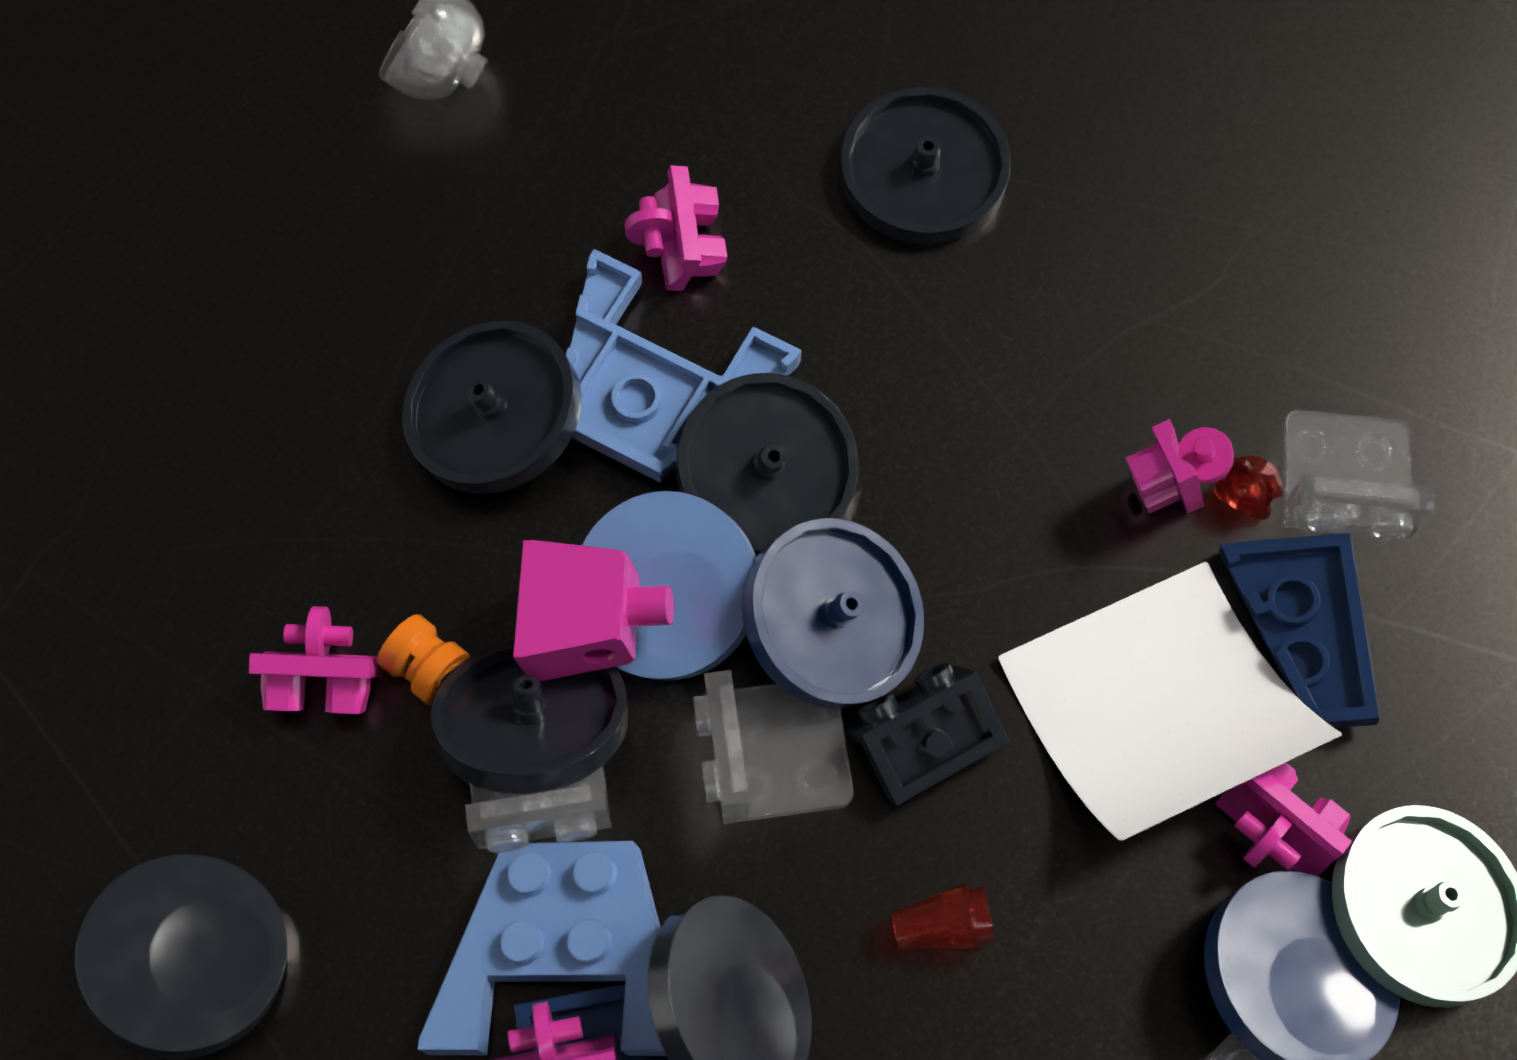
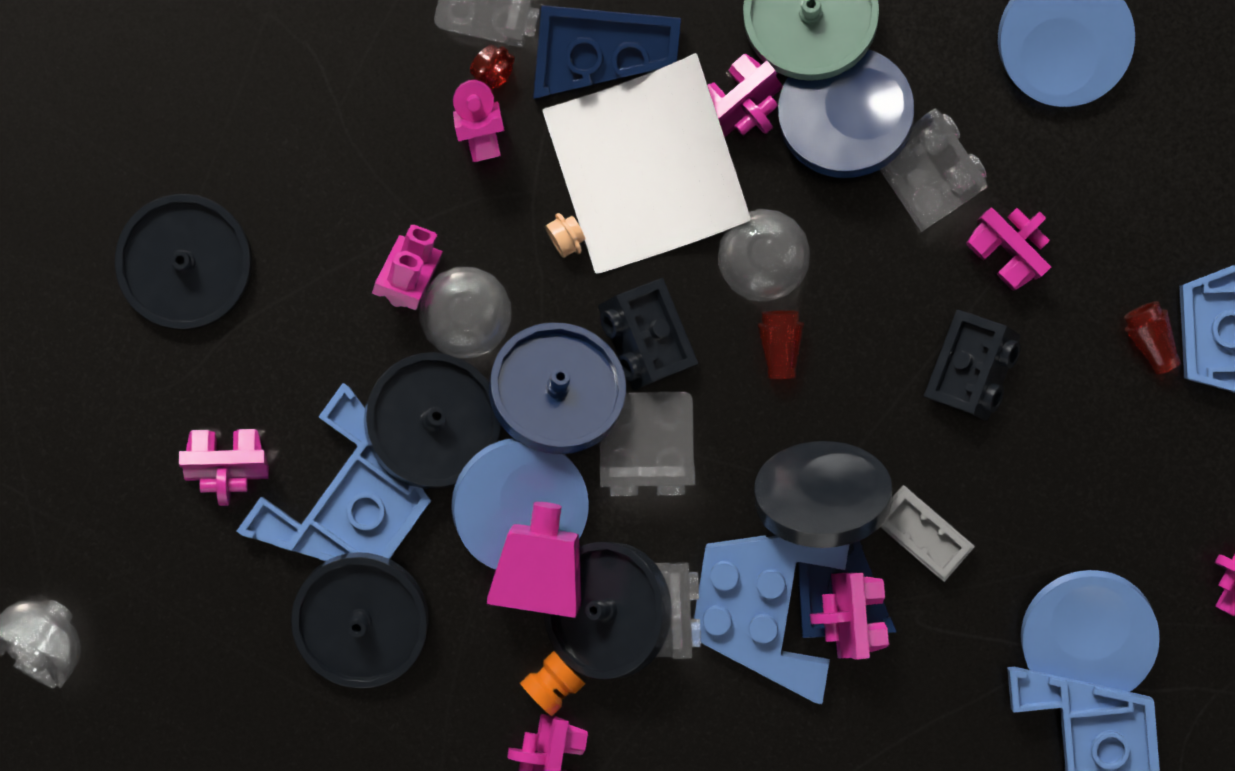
camera: 85 degrees left, 20 degrees up
(918, 492) = (465, 312): none -> clear cylinder
(962, 408) = (408, 268): none -> dark pink hips
(1044, 607) = (565, 235): none -> light nougat plate
(1067, 883) = (764, 256): none -> clear cylinder

